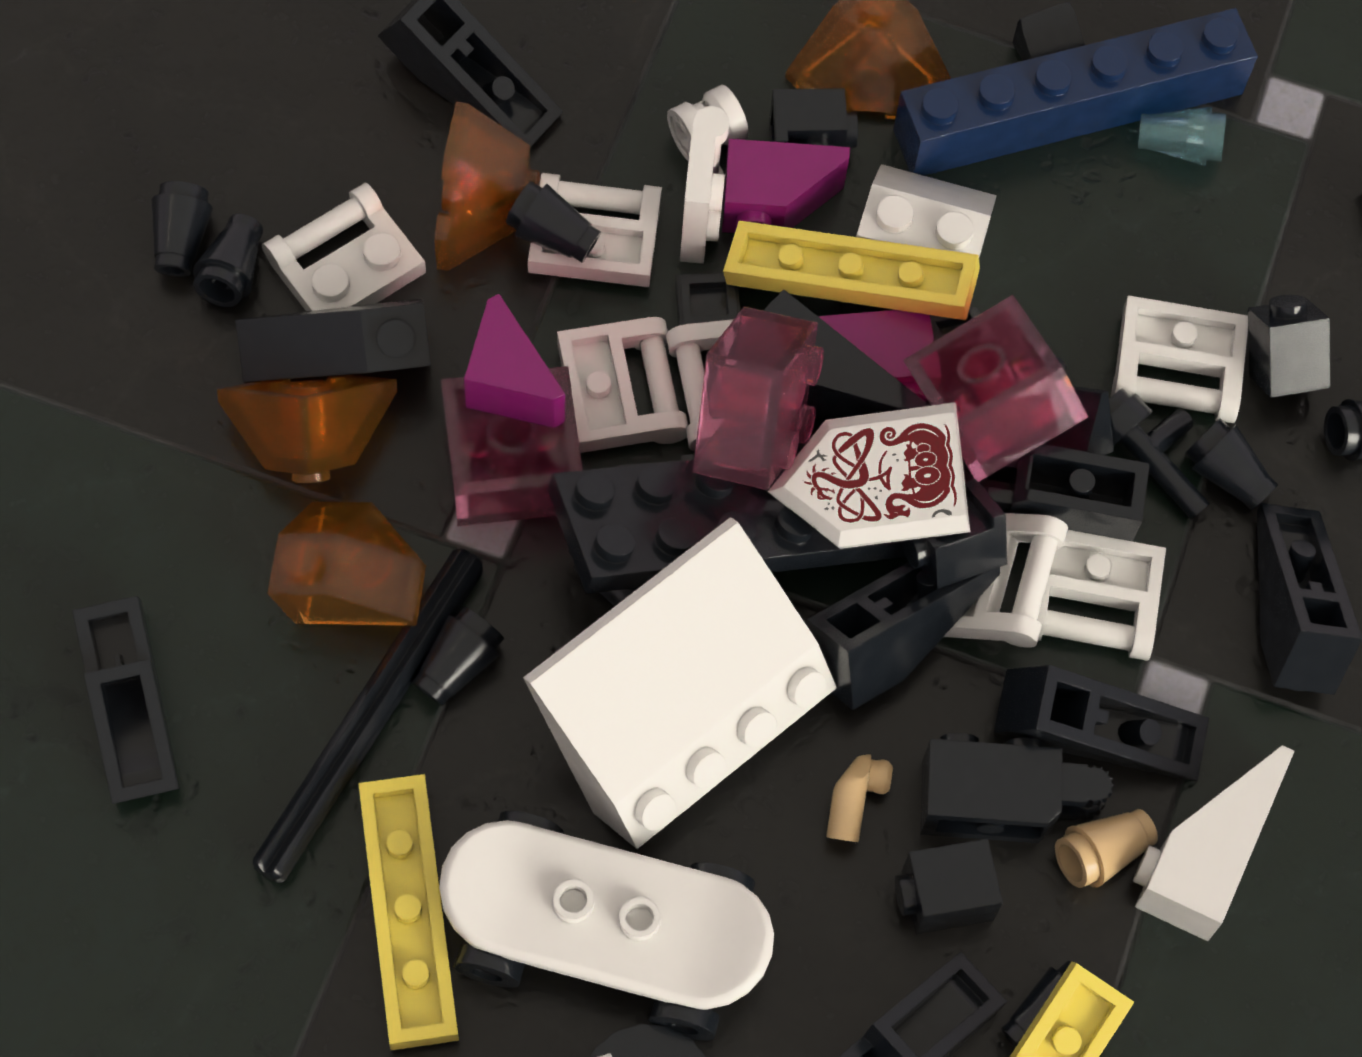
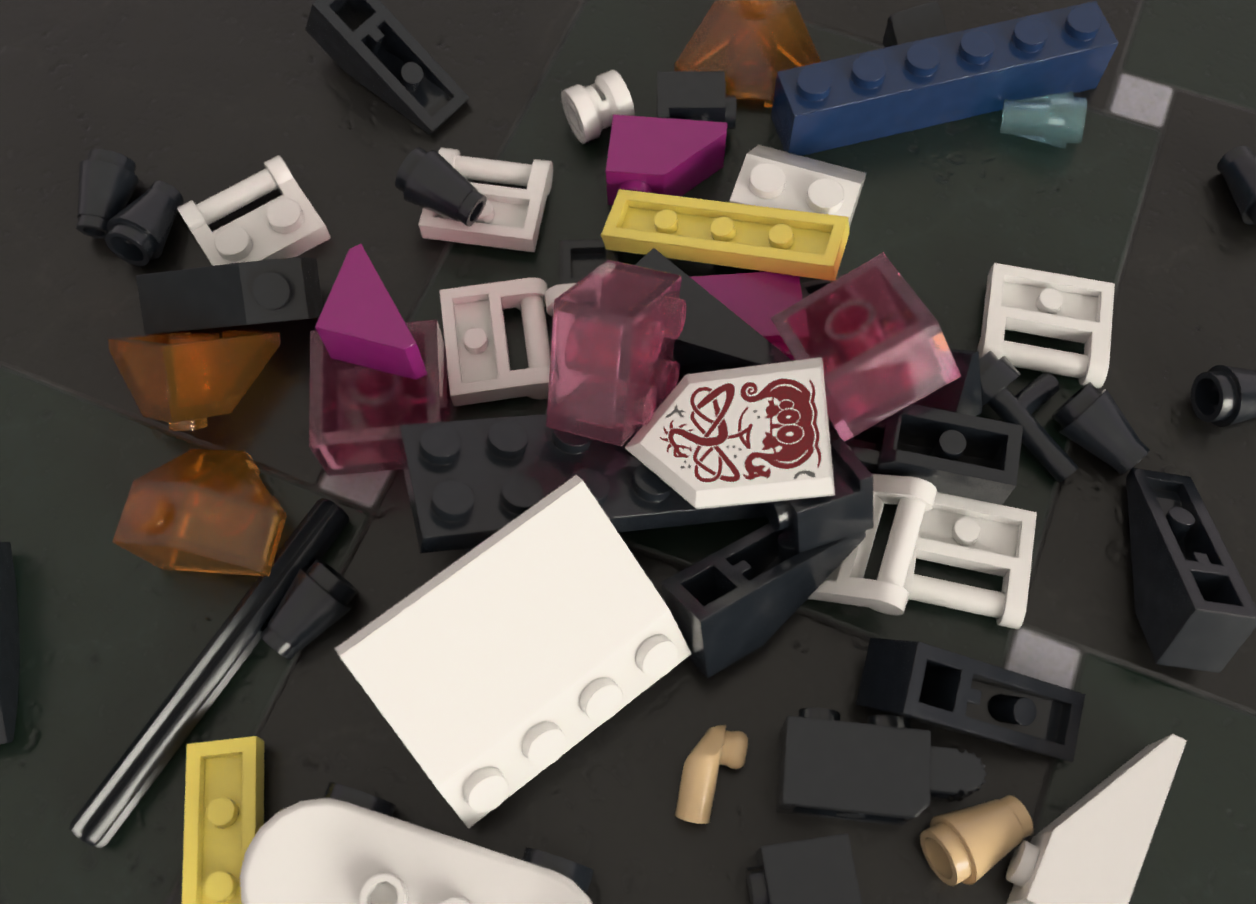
camera: 10 degrees right, 0 degrees up
(482, 179) = (373, 141): clear orange slope -> none
(704, 183) = (584, 153): white plate -> none
(1289, 346) = (1158, 312): brick -> none

